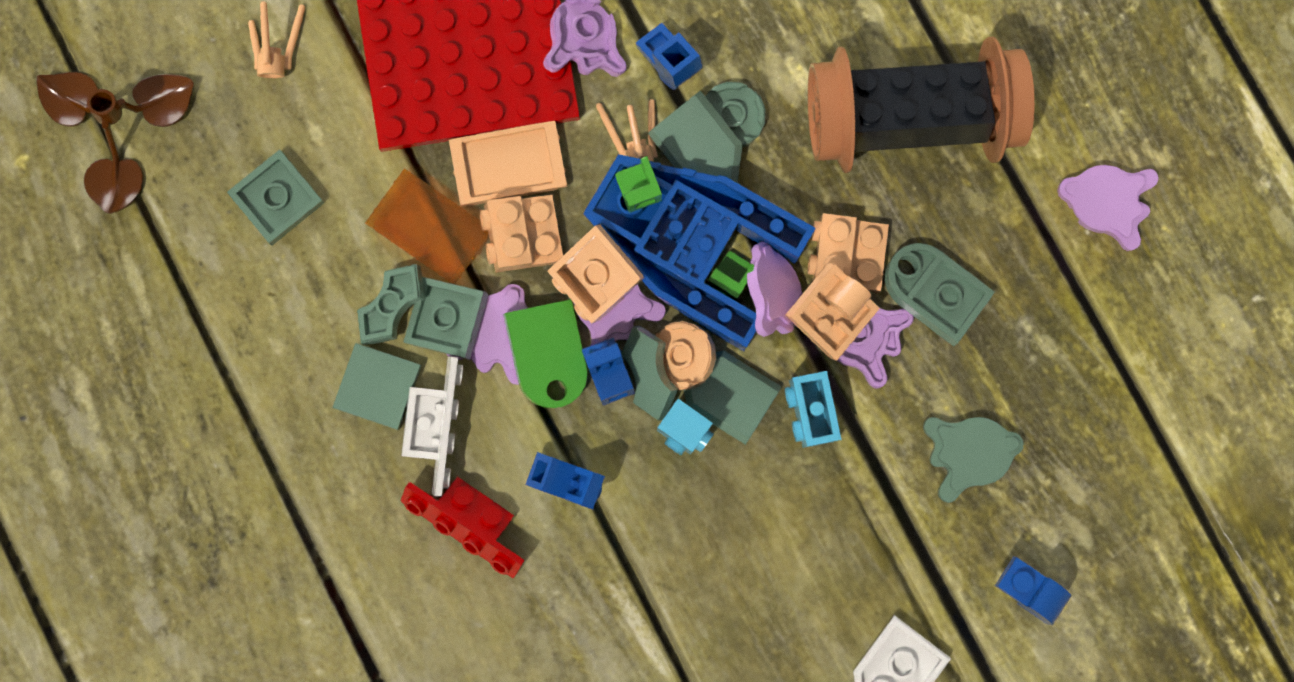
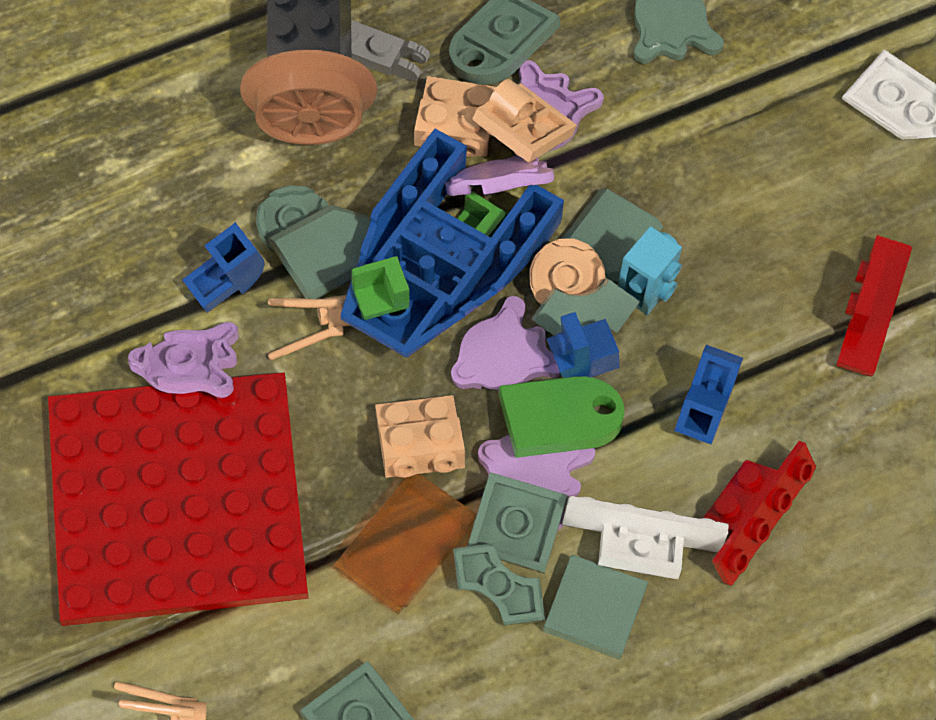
camera: 90 degrees left, 20 degrees down
(508, 163) = (334, 453): light nougat piece -> none
(595, 275) = (478, 347): light nougat plate -> none
(674, 637) = (873, 305): none -> red bracket
(813, 409) = (629, 149): medium azure brick -> none
(917, 180) = (383, 52): none -> light grey hinge

